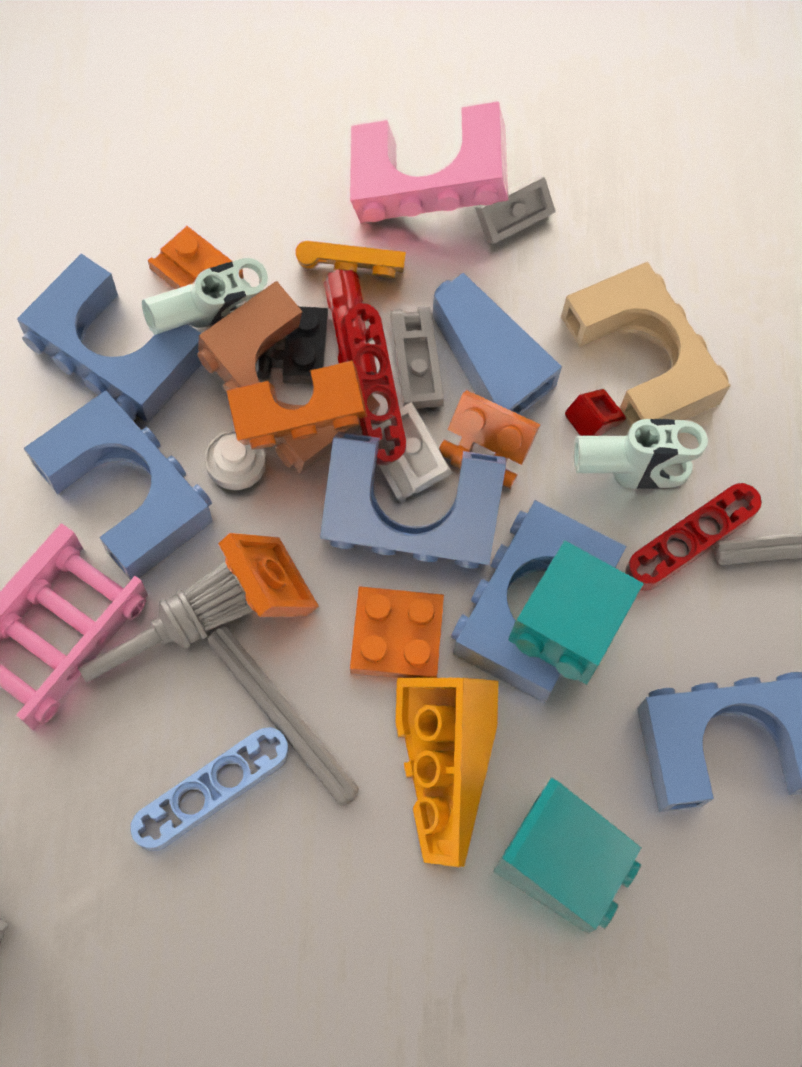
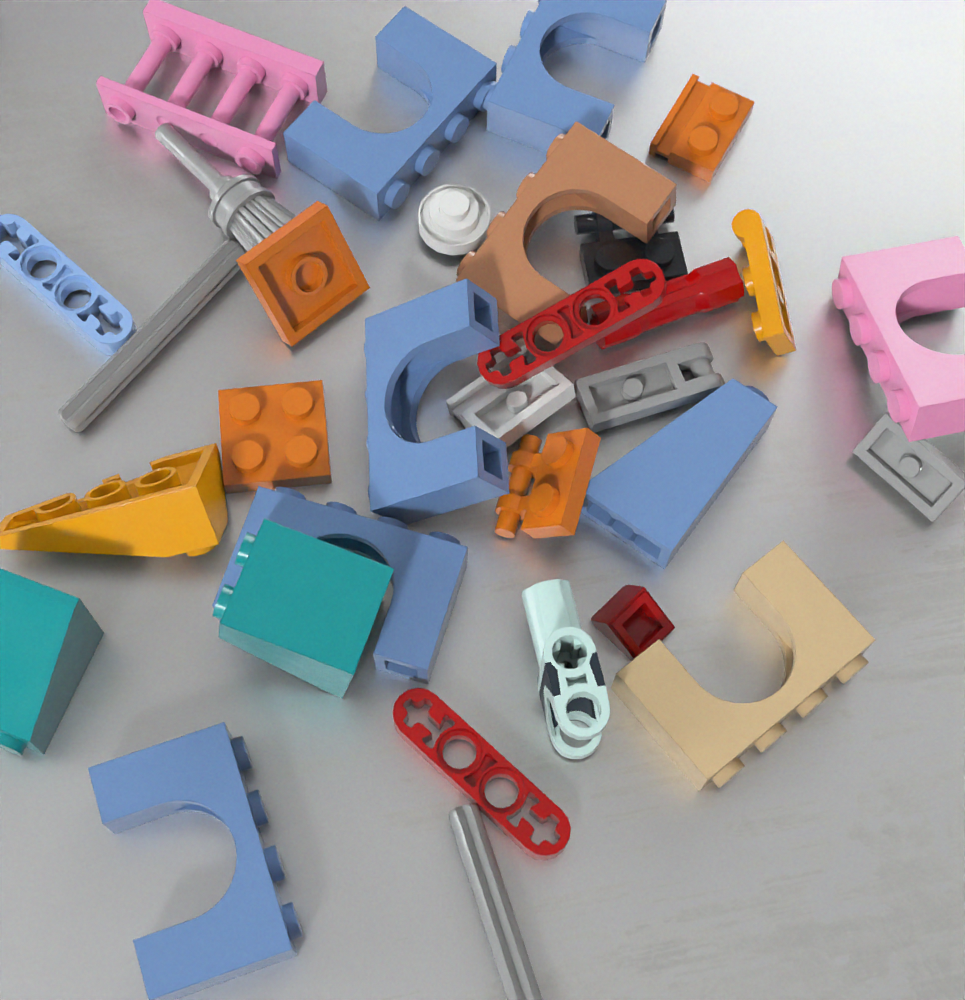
camera: 80 degrees right, 0 degrees up
(206, 300) = (626, 107): light aqua connector -> none
(334, 402) = (525, 269): orange arch -> none

